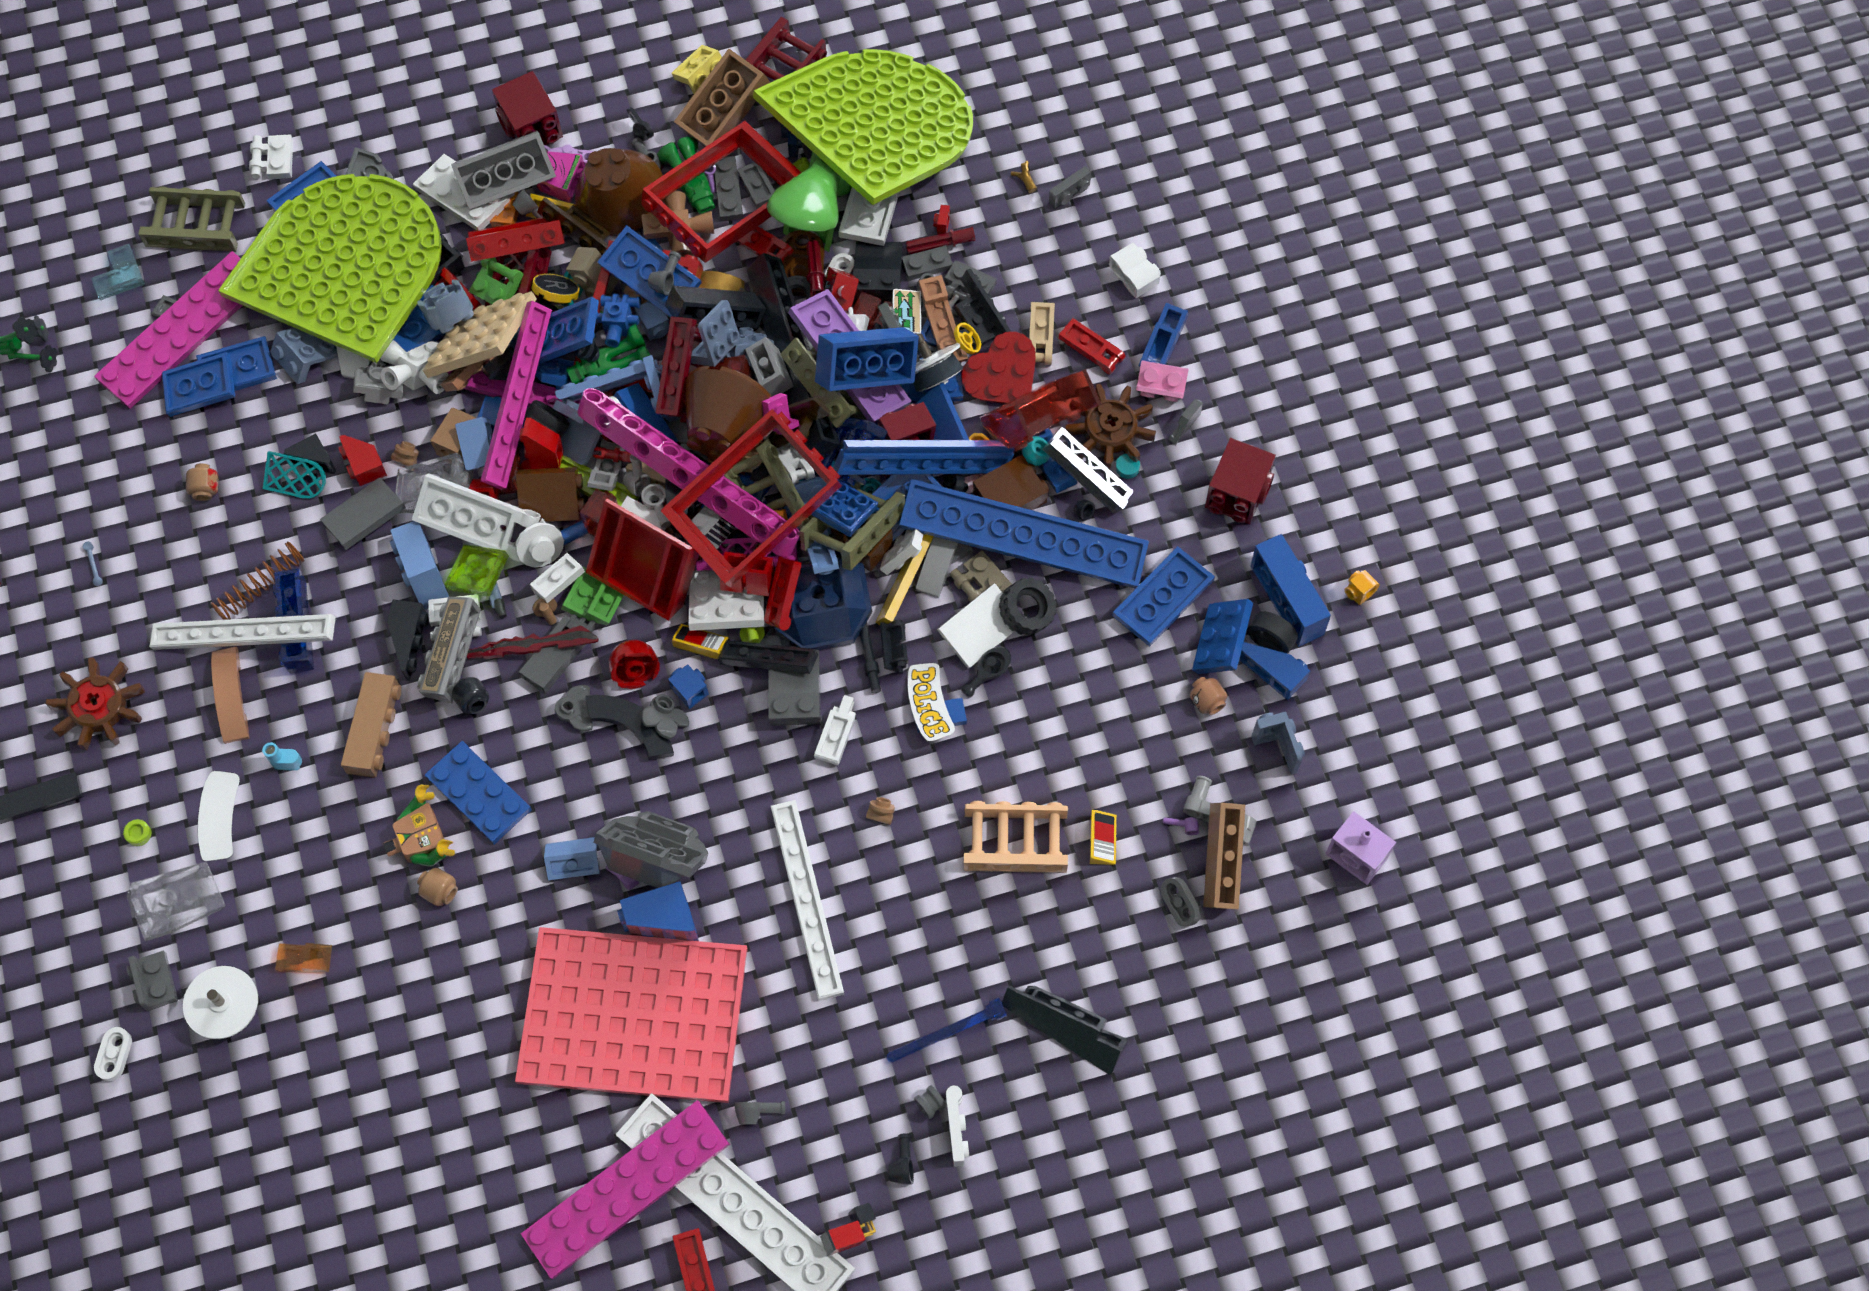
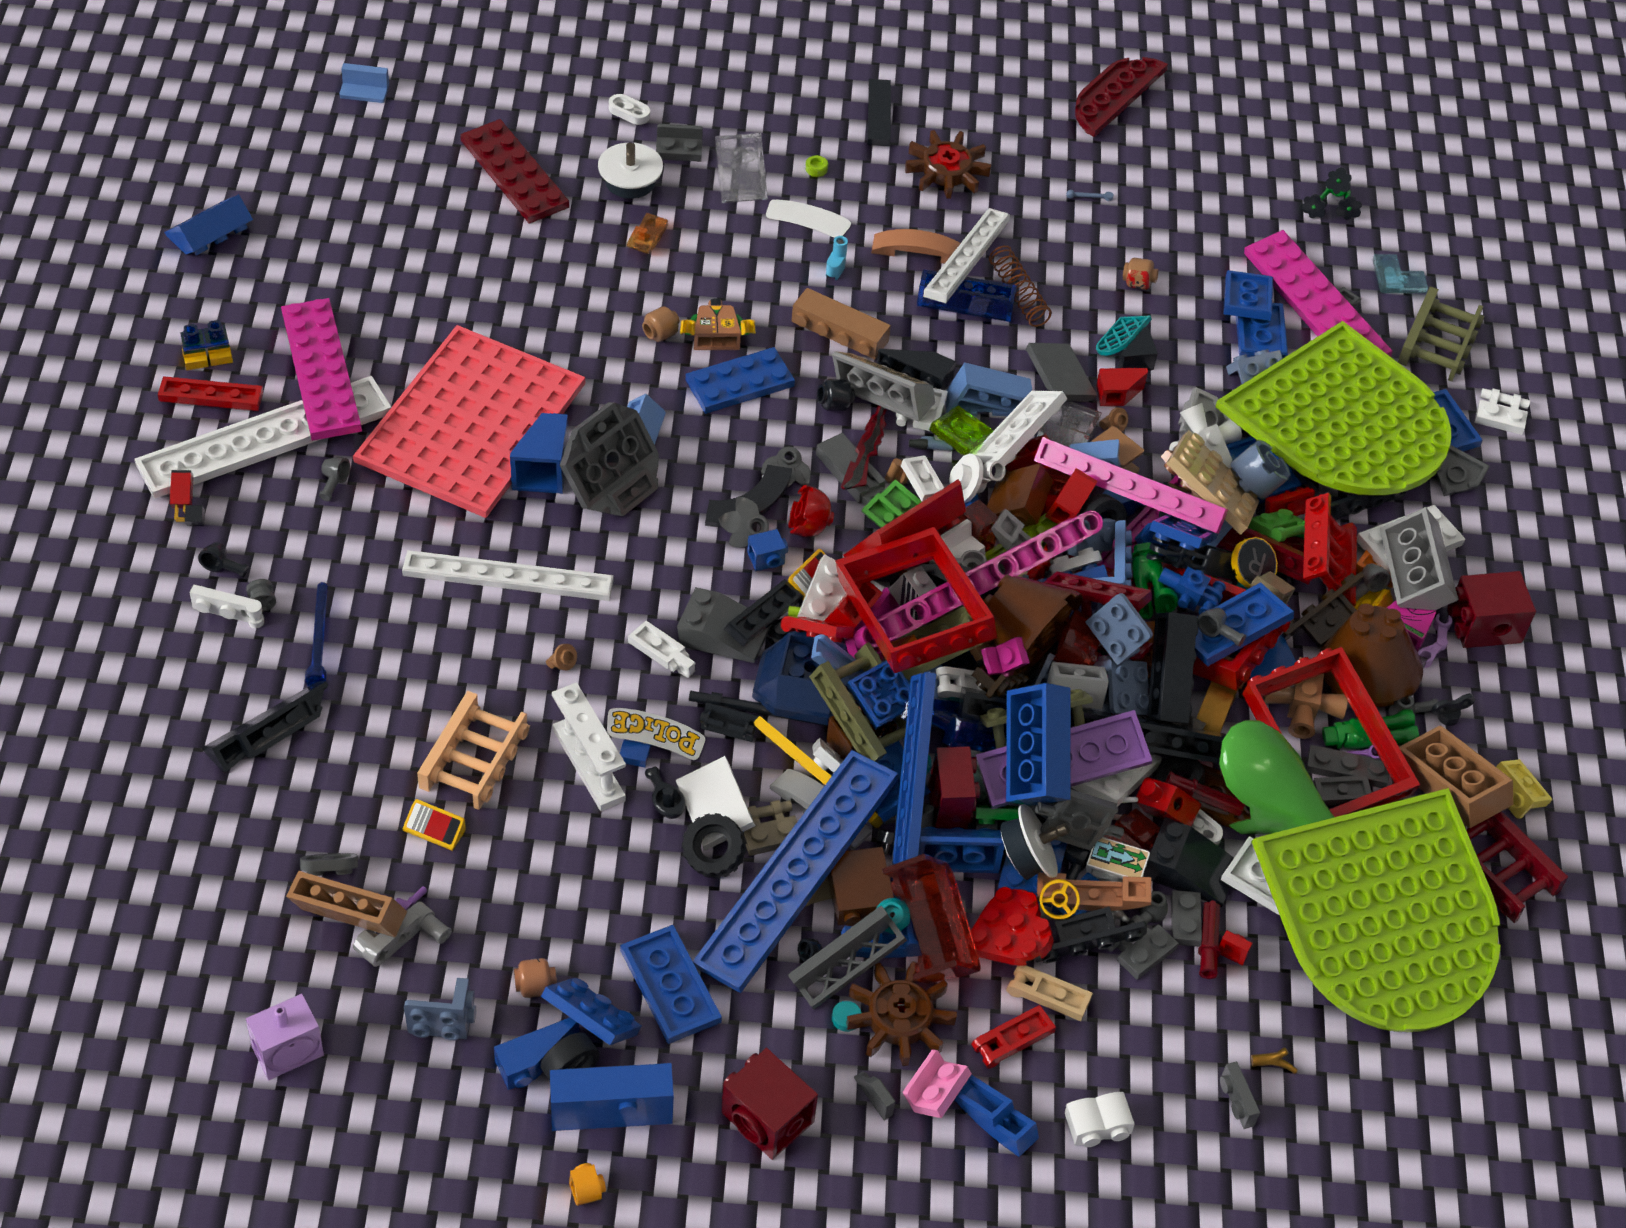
camera: 105 degrees right, 15 degrees down
(250, 1137) = (514, 171): none -> dark red plate
(980, 735) = (588, 747): none -> white fence

